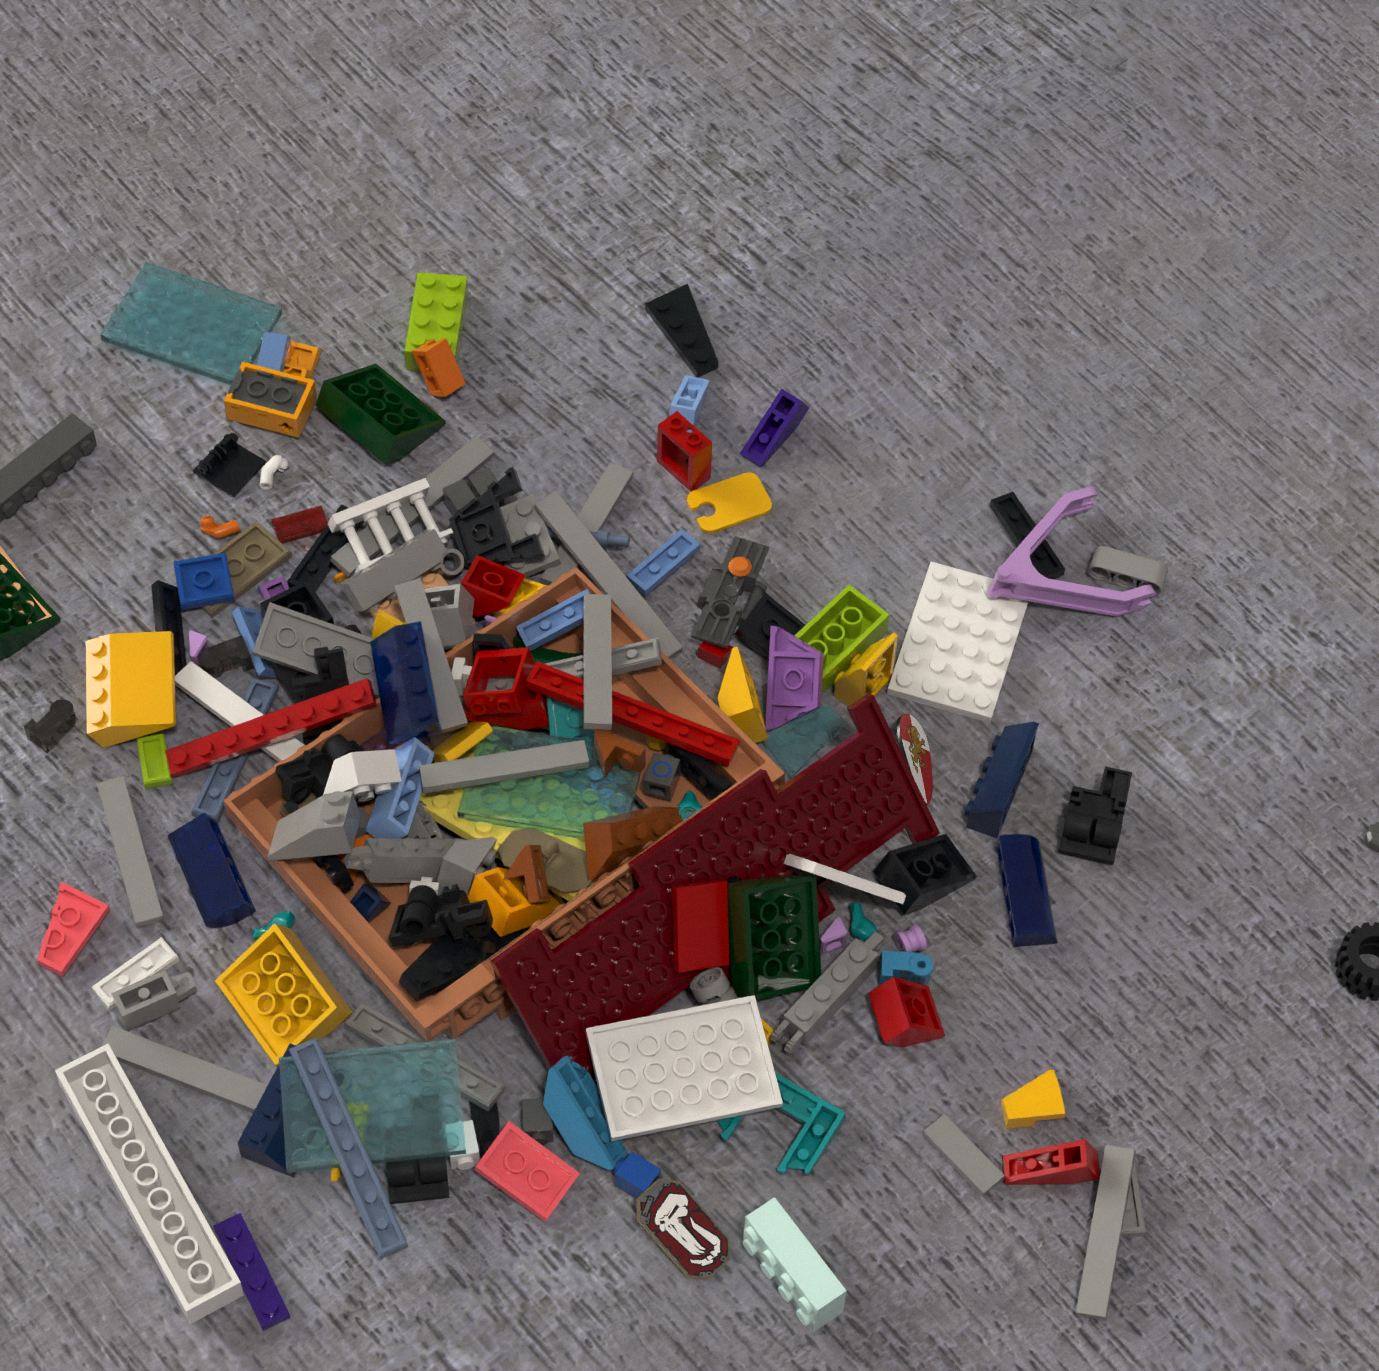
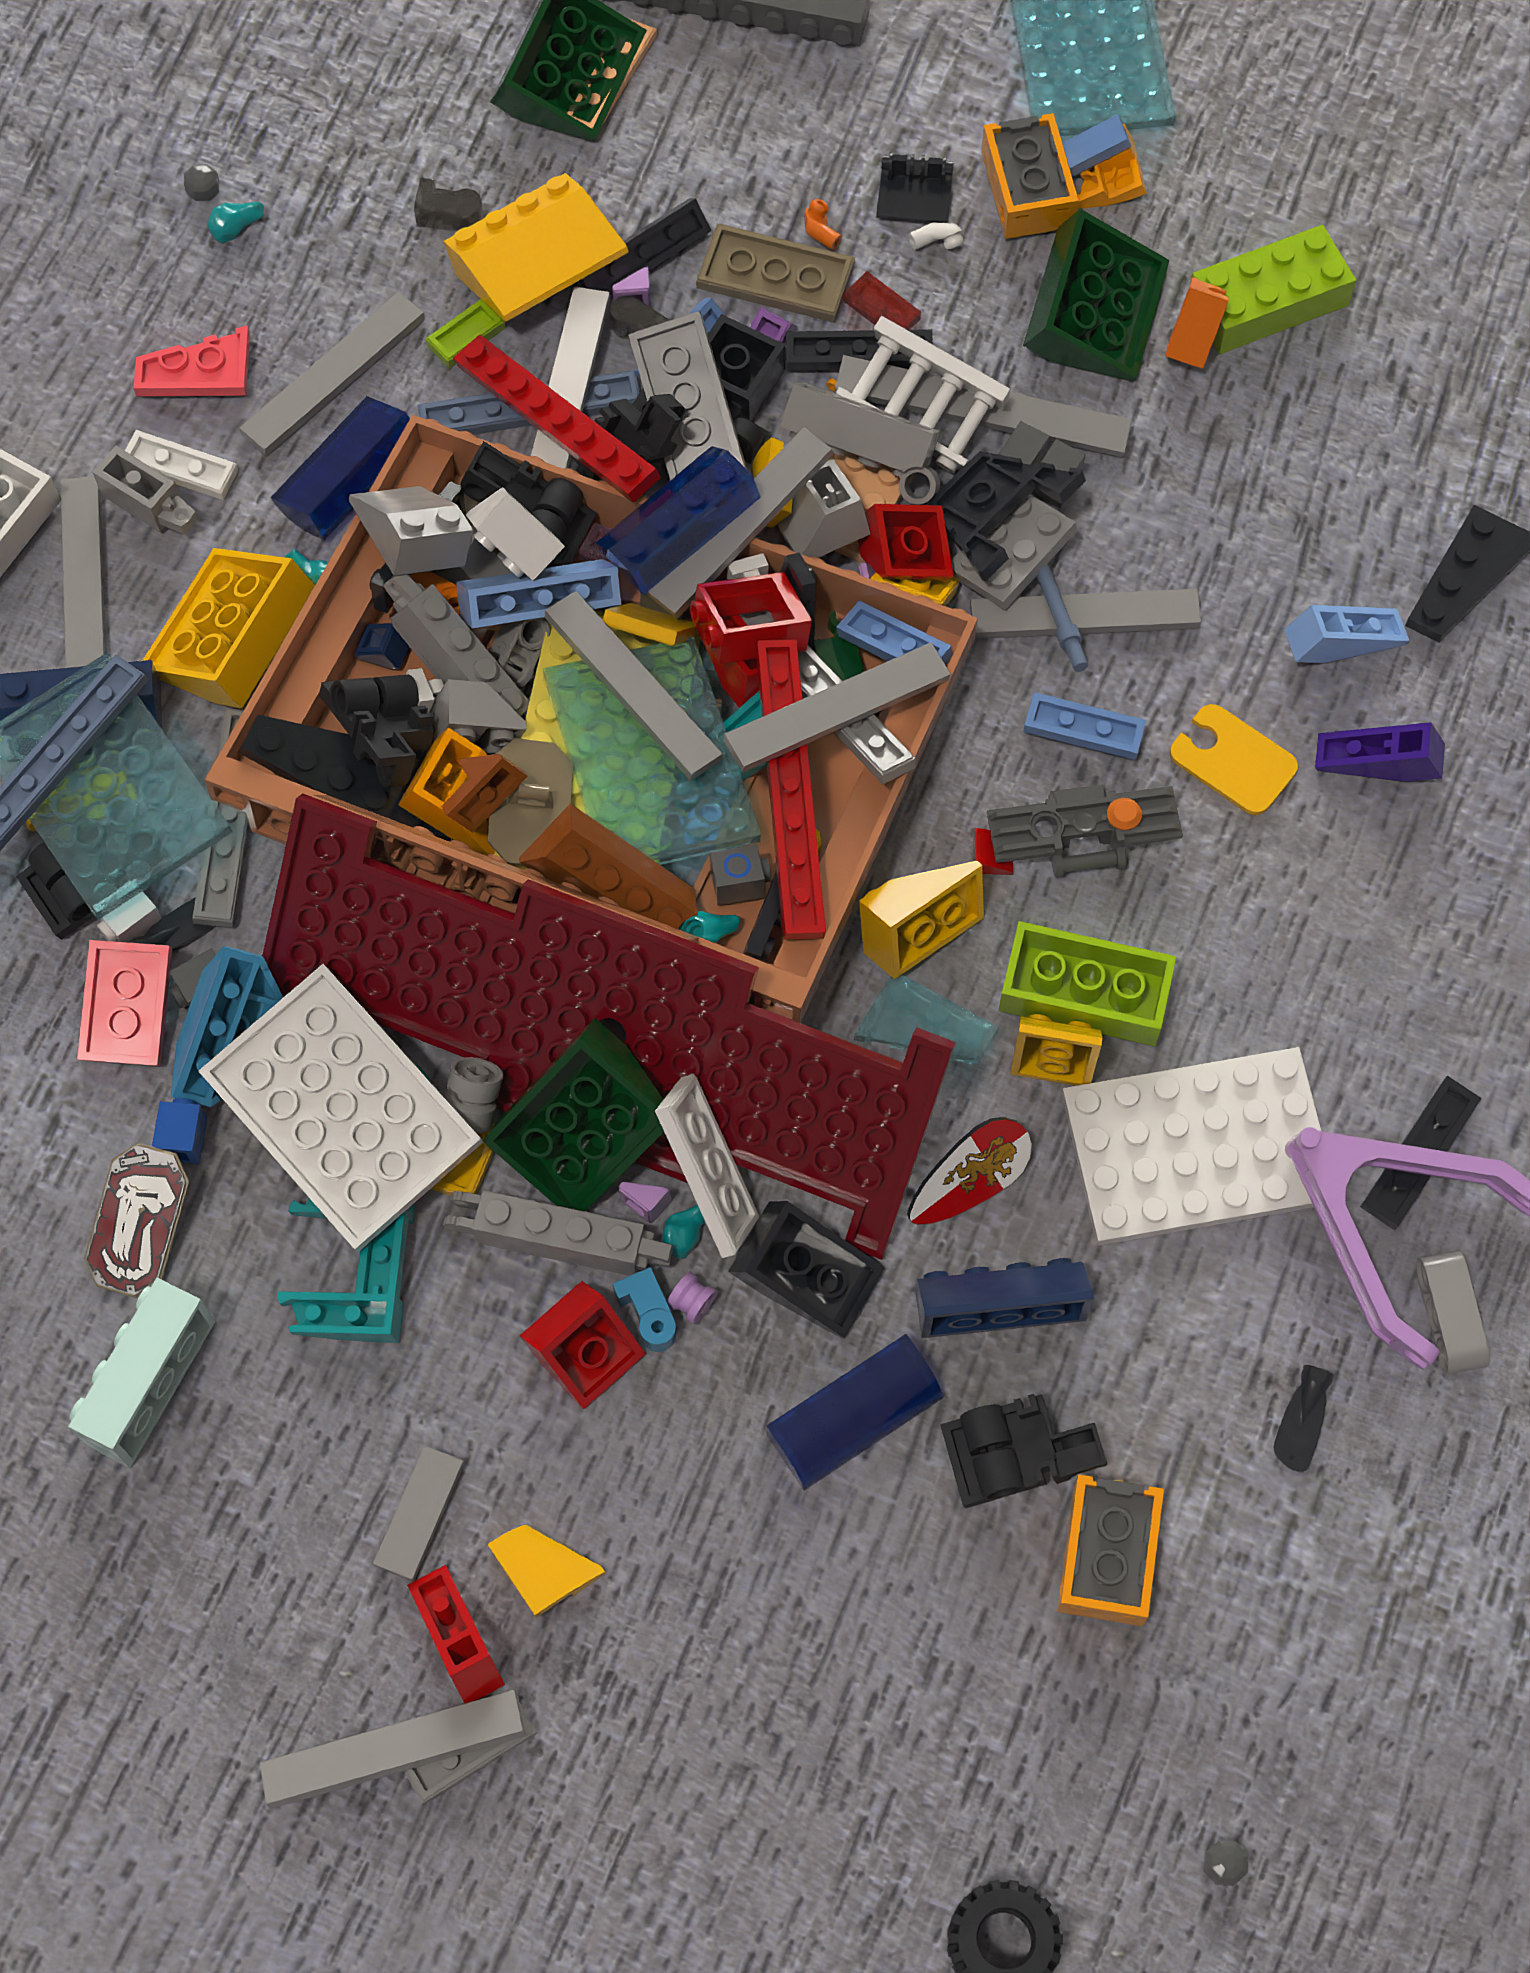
camera: 65 degrees right, 10 degrees up
(203, 581) = (731, 248): blue tile -> none
(604, 571) = (1012, 672): light grey tile -> none
(613, 749) = (717, 791): dark orange slope -> none
(684, 453) = (1257, 659): red window -> none
(700, 925) = (530, 1021): red tile -> none
(757, 625) = (1063, 895): black tile -> none
(793, 679) = (986, 956): medium lavender wing -> none
(1149, 674) = (1303, 1419): none -> black piece
(1180, 799) = (1110, 1550): none -> dark grey piece

